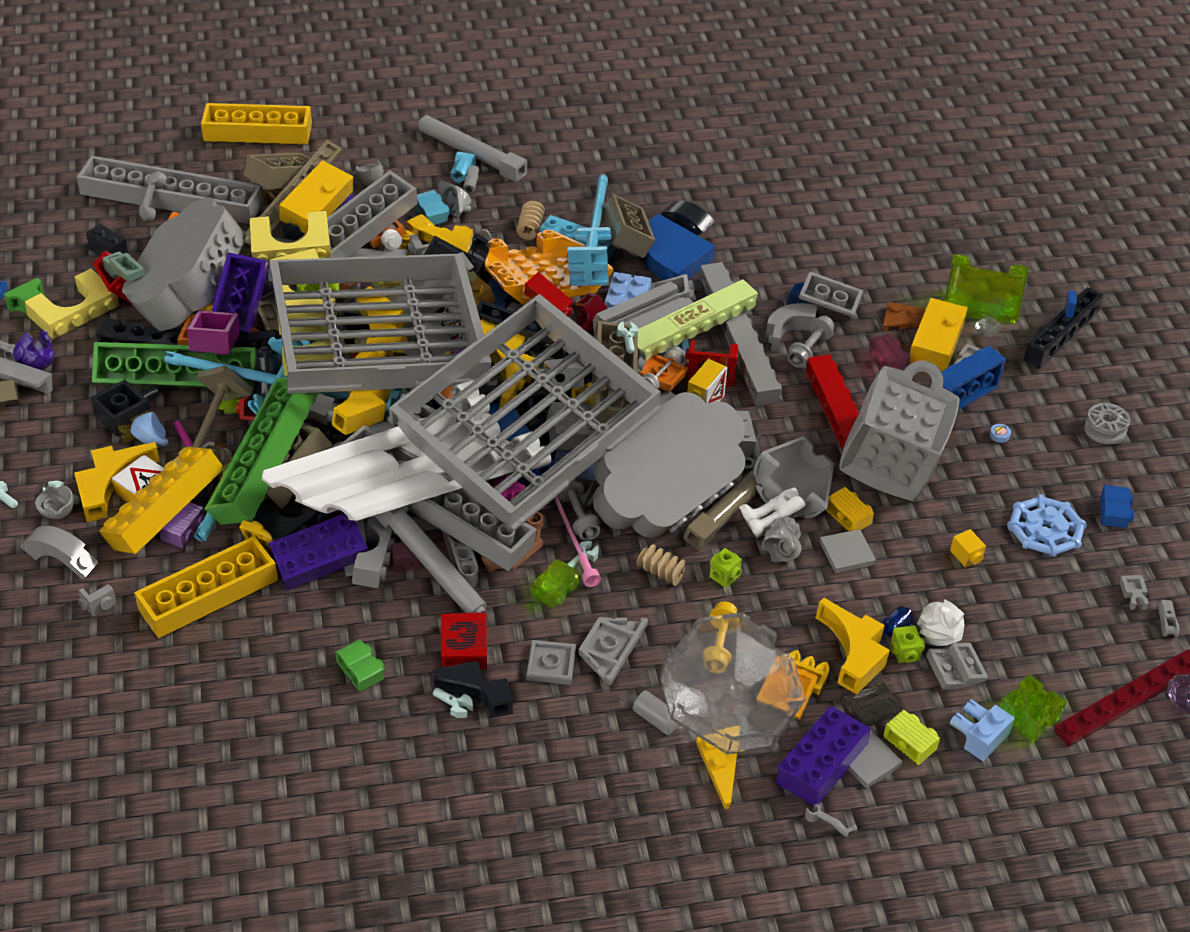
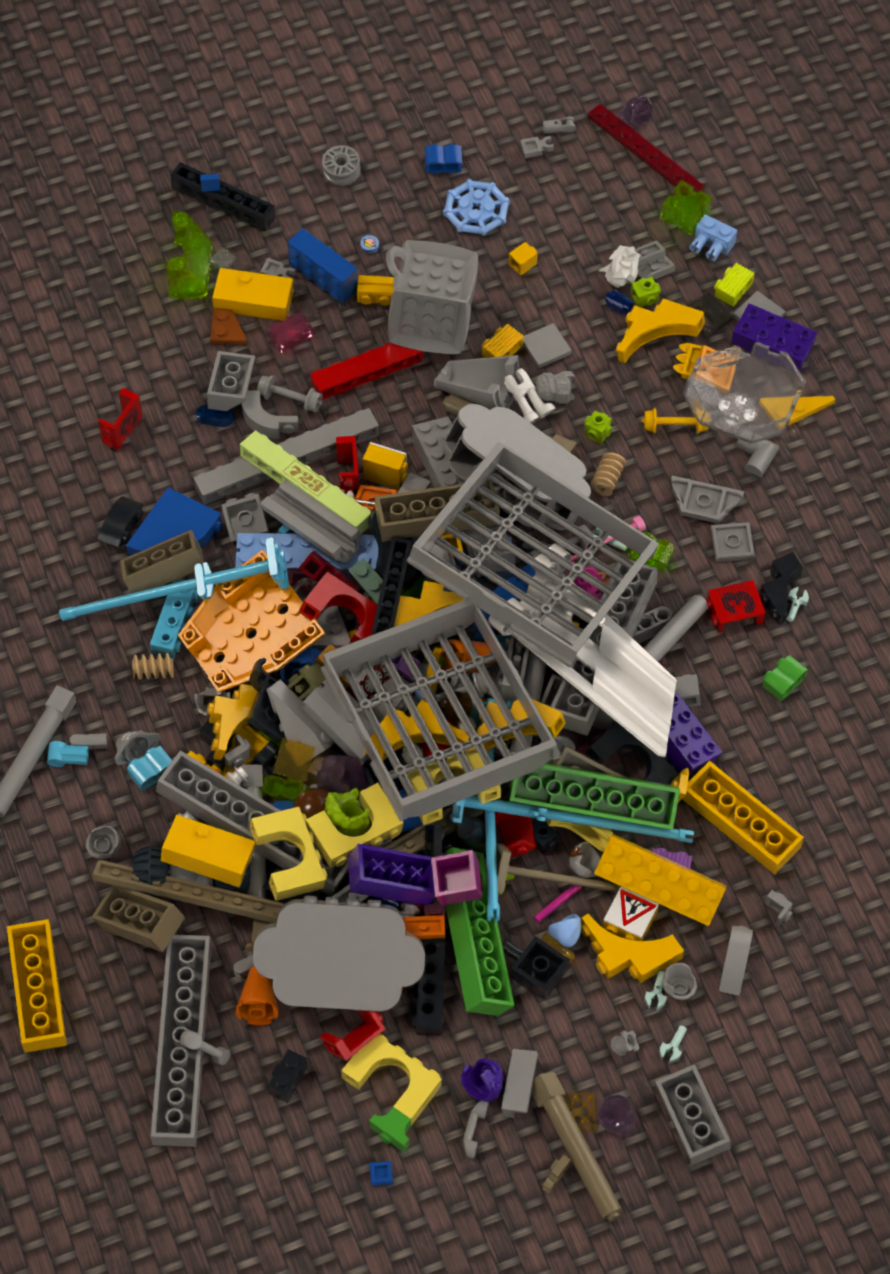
camera: 100 degrees left, 15 degrees up
(12, 453) = (624, 1043): none -> light grey brick
(123, 266) = (360, 1013): sand green slope -> none
(628, 335) = (394, 499): light aqua bar -> none
(797, 230) = (115, 434): none -> red panel
(814, 816) = (823, 340): light grey piece -> none

